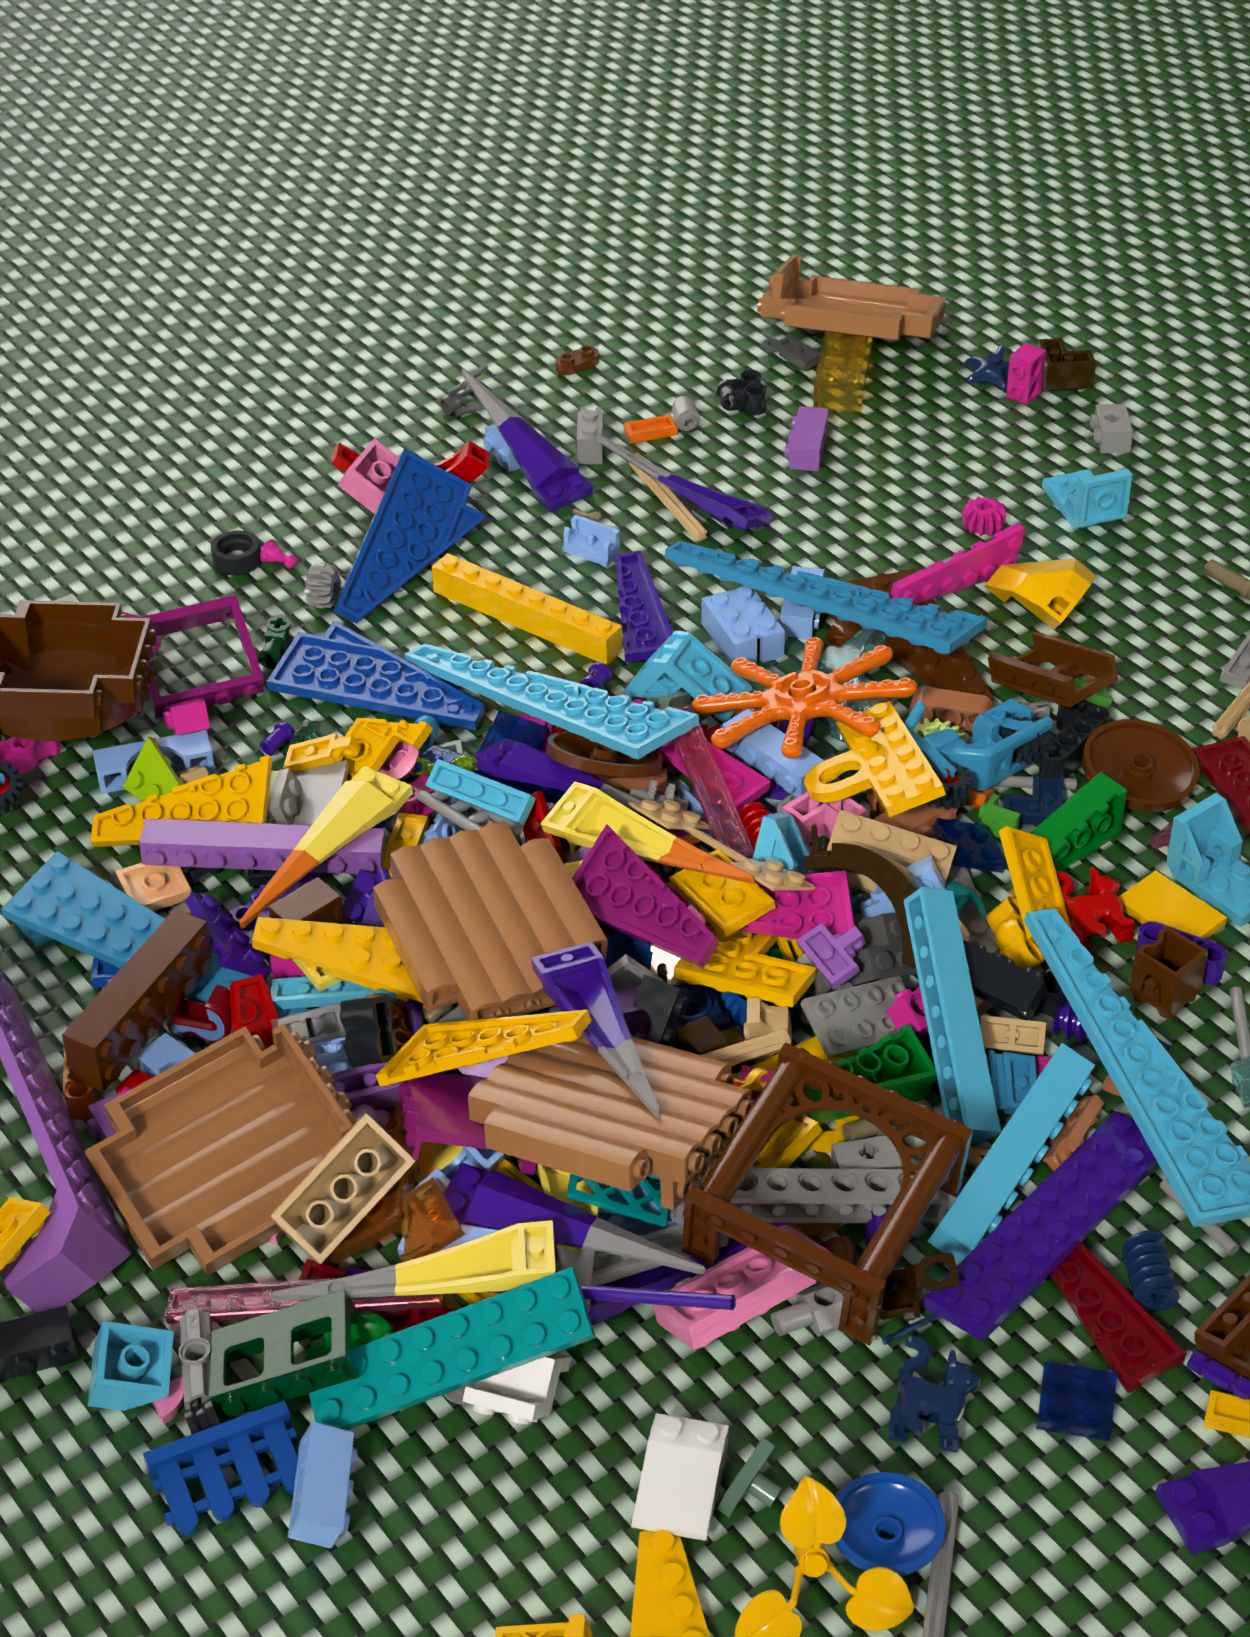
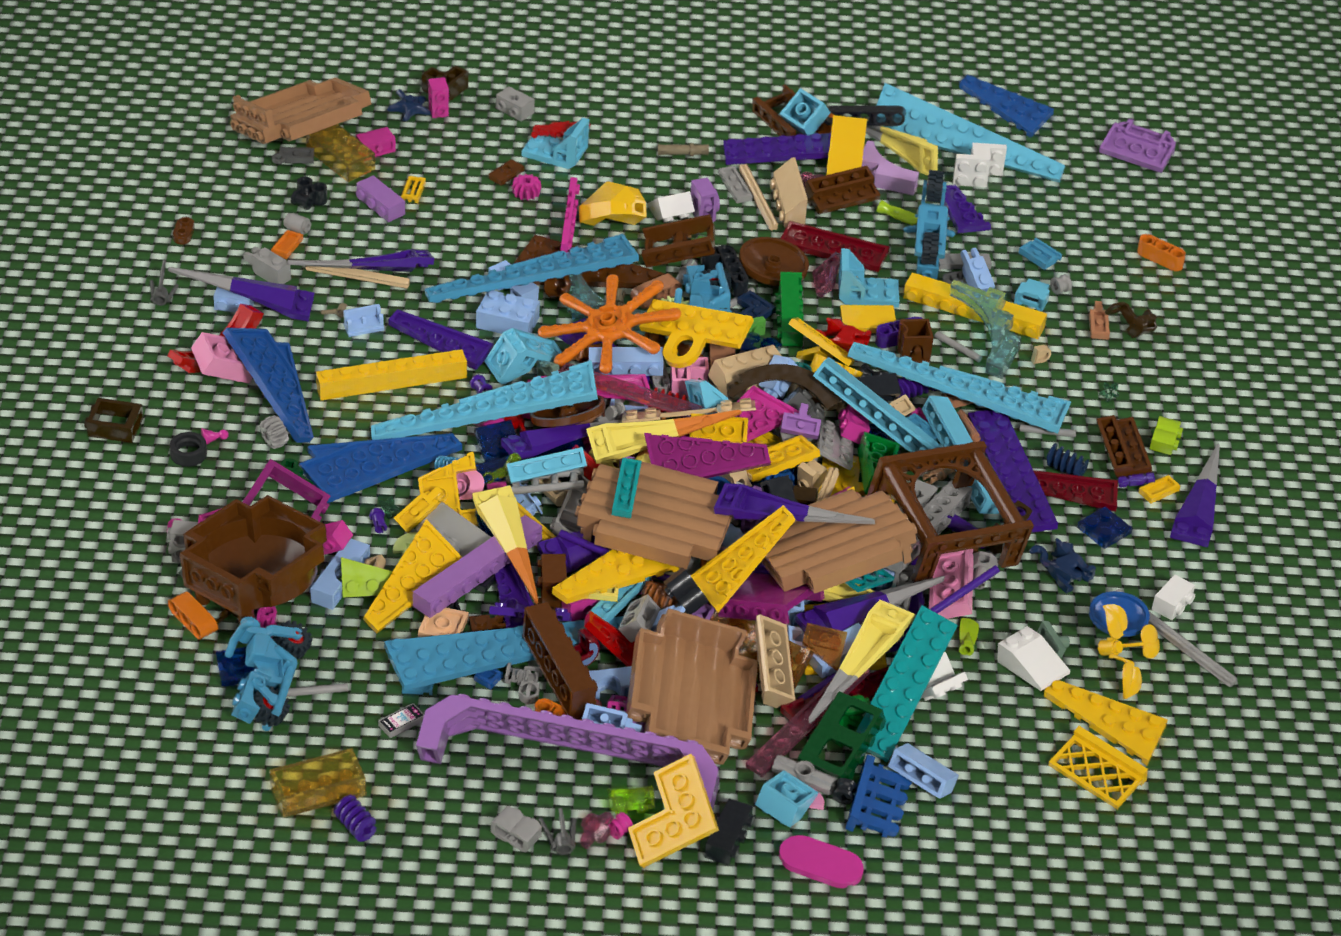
camera: 55 degrees left, 0 degrees up
(53, 1480) = (821, 861): none -> dark pink tile
(78, 1104) = (606, 715): none -> light blue hinge
(217, 501) = (110, 430): none -> dark brown window
(473, 863) = (626, 487): none -> teal plate
(667, 1376) = (968, 635): none -> lime piece
(864, 451) = (405, 195): none -> yellow tile
(894, 384) = (379, 141): none -> dark pink hinge
(1004, 490) = (506, 172): none -> reddish brown plate
(1015, 1574) = (1173, 597): none -> white brick
(1118, 633) = (672, 206): none -> white slope
(1139, 486) = (553, 129): none -> red animal
(1159, 646) = (704, 198): none -> medium lavender brick

